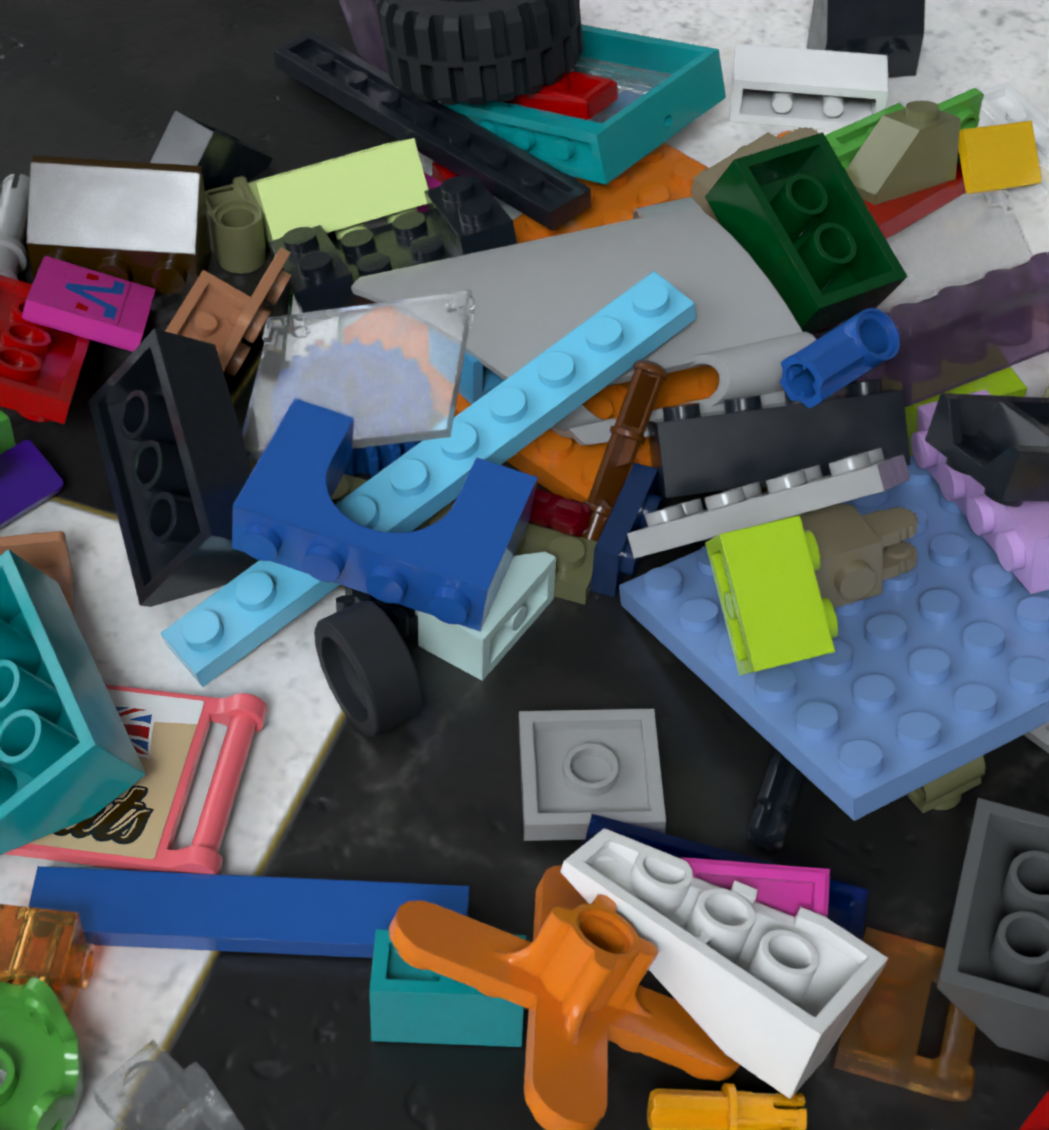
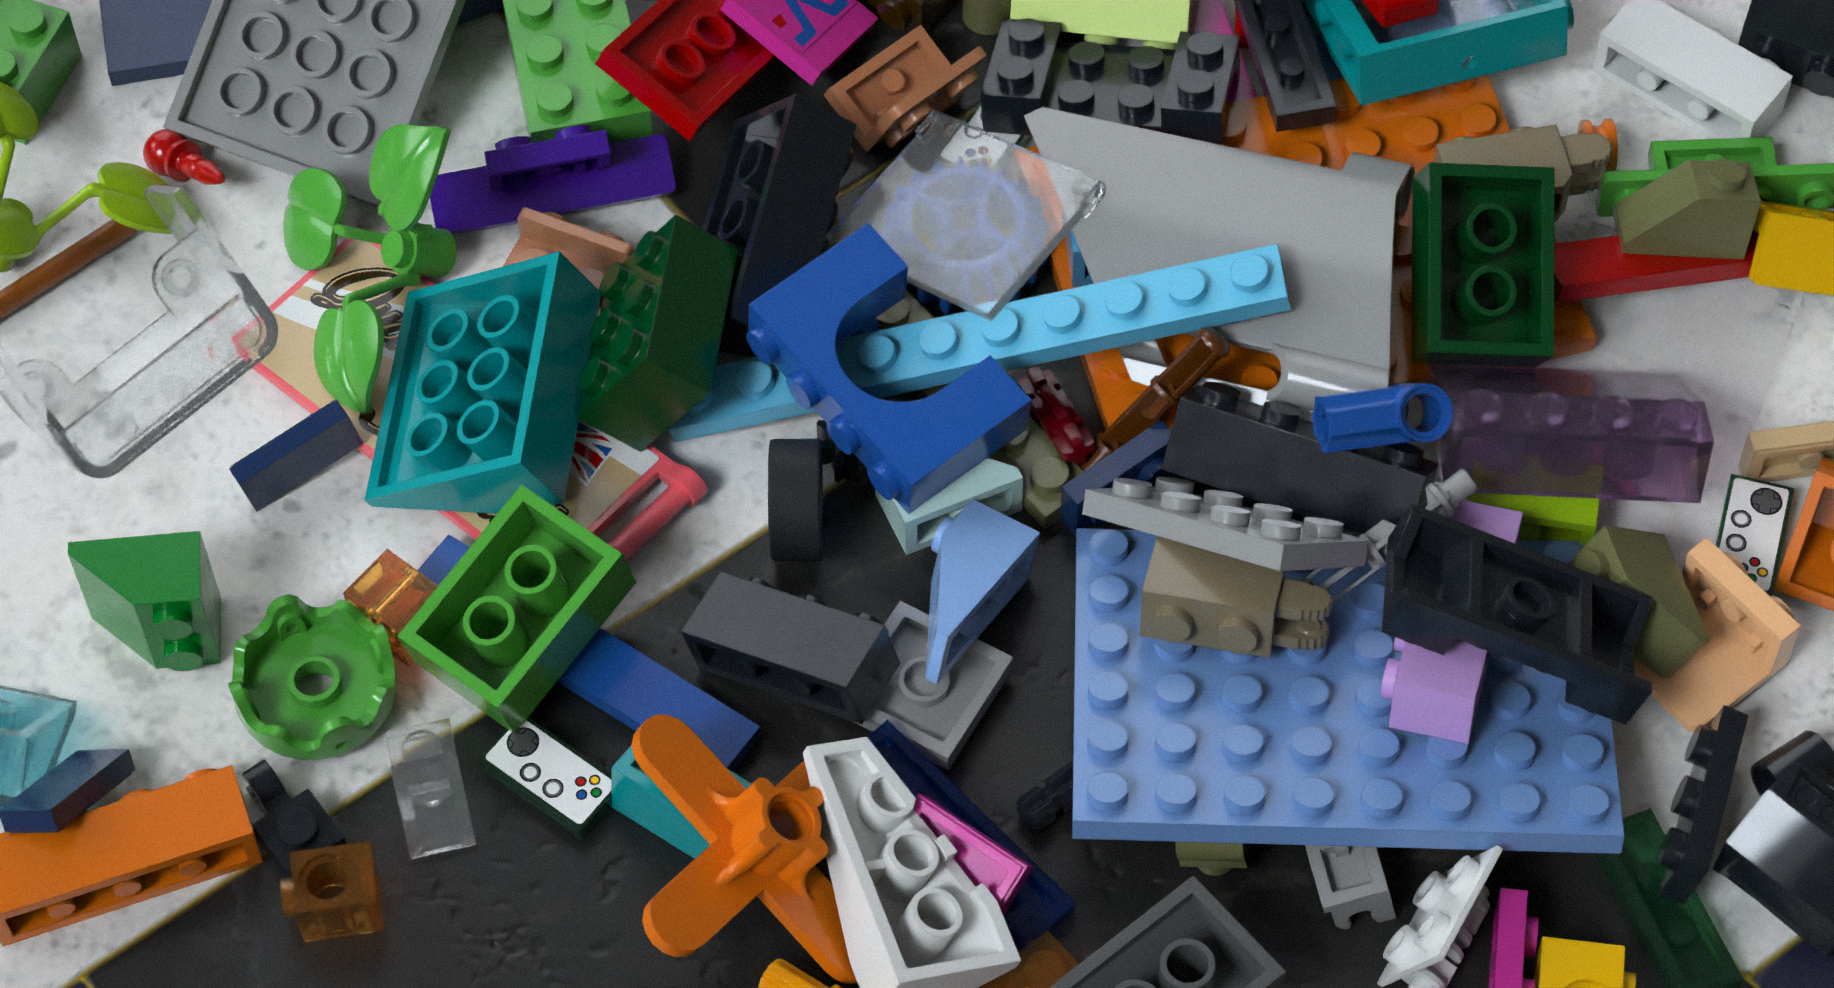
camera: 35 degrees right, 10 degrees up
(145, 586) = (657, 333): none -> dark green brick
(169, 890) = (517, 608): none -> bright green brick
(292, 1042) = (550, 776): none -> tile
(455, 795) = (792, 646): none -> black brick
(572, 663) = (976, 573): none -> light blue slope
(772, 594) = (1131, 614): lime brick -> none
(913, 445) = (1441, 499): none -> light grey piece

